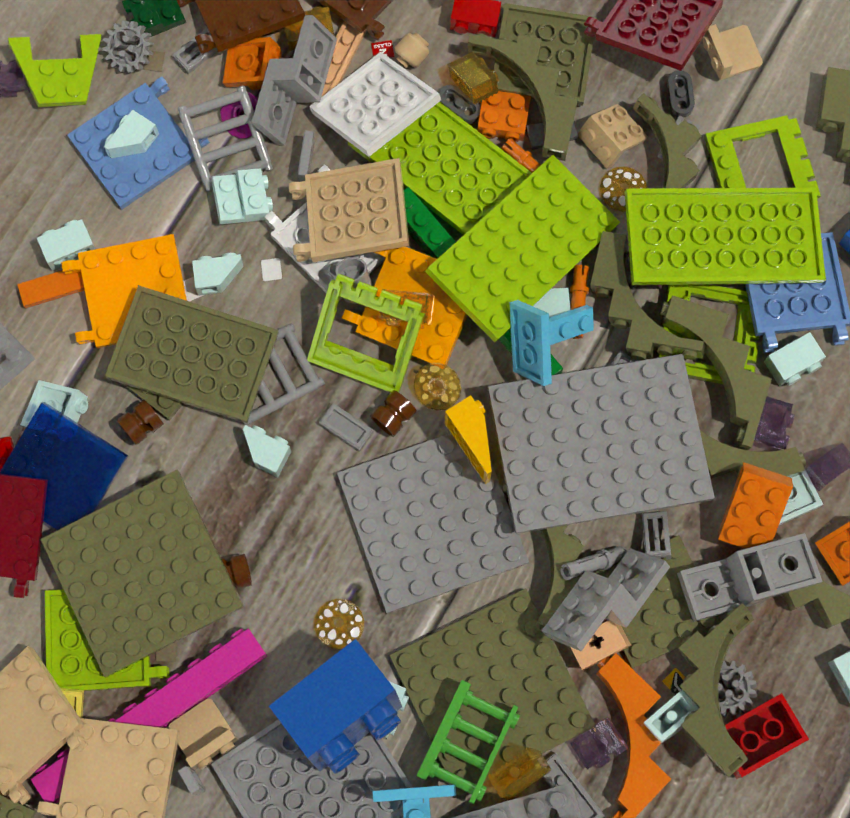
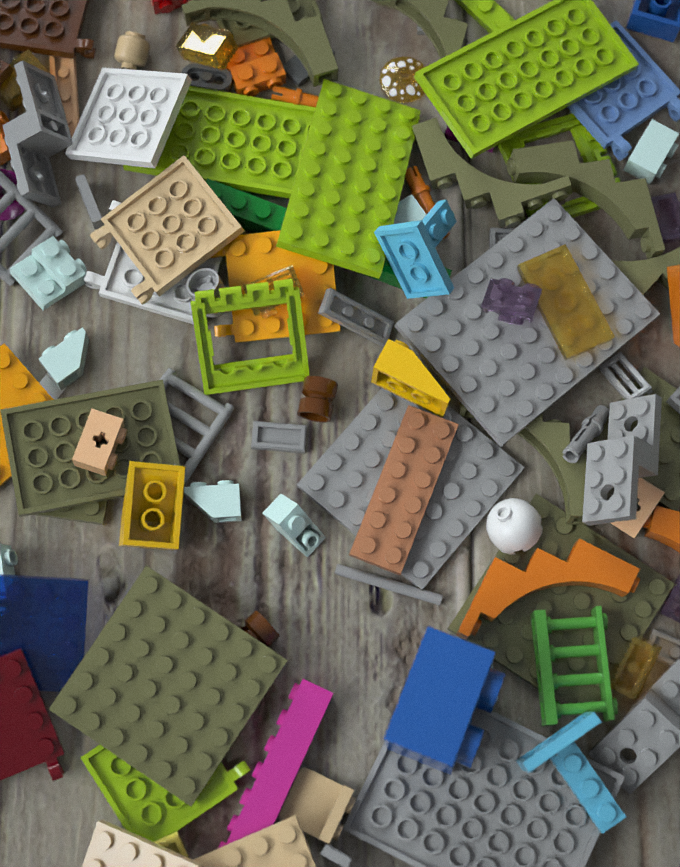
camera: 35 degrees left, 0 degrees up
(140, 422) = (78, 541): reddish brown wheel -> none
(204, 341) = (99, 426): none -> light nougat brick
(211, 426) = (152, 506): none -> yellow slope
(271, 269) = (118, 327): white sticker -> none
(315, 504) = (294, 524): none -> light aqua slope
(341, 636) = (375, 638): clear yellow dish -> none
(369, 600) = (388, 584): none -> light grey bar
(385, 47) = (101, 62): red sticker -> none
(418, 524) = (403, 490): none -> nougat plate
(432, 395) = (343, 363): clear yellow dish -> none
(452, 647) = (584, 567): none -> orange arch
(463, 363) = (355, 317): none -> light grey tile
(489, 603) = (514, 525): none -> white cylinder
(590, 419) = (511, 302): none -> clear purple cylinder
(611, 134) = (364, 35): tan bracket -> none
(638, 445) = (566, 302): none -> clear yellow tile

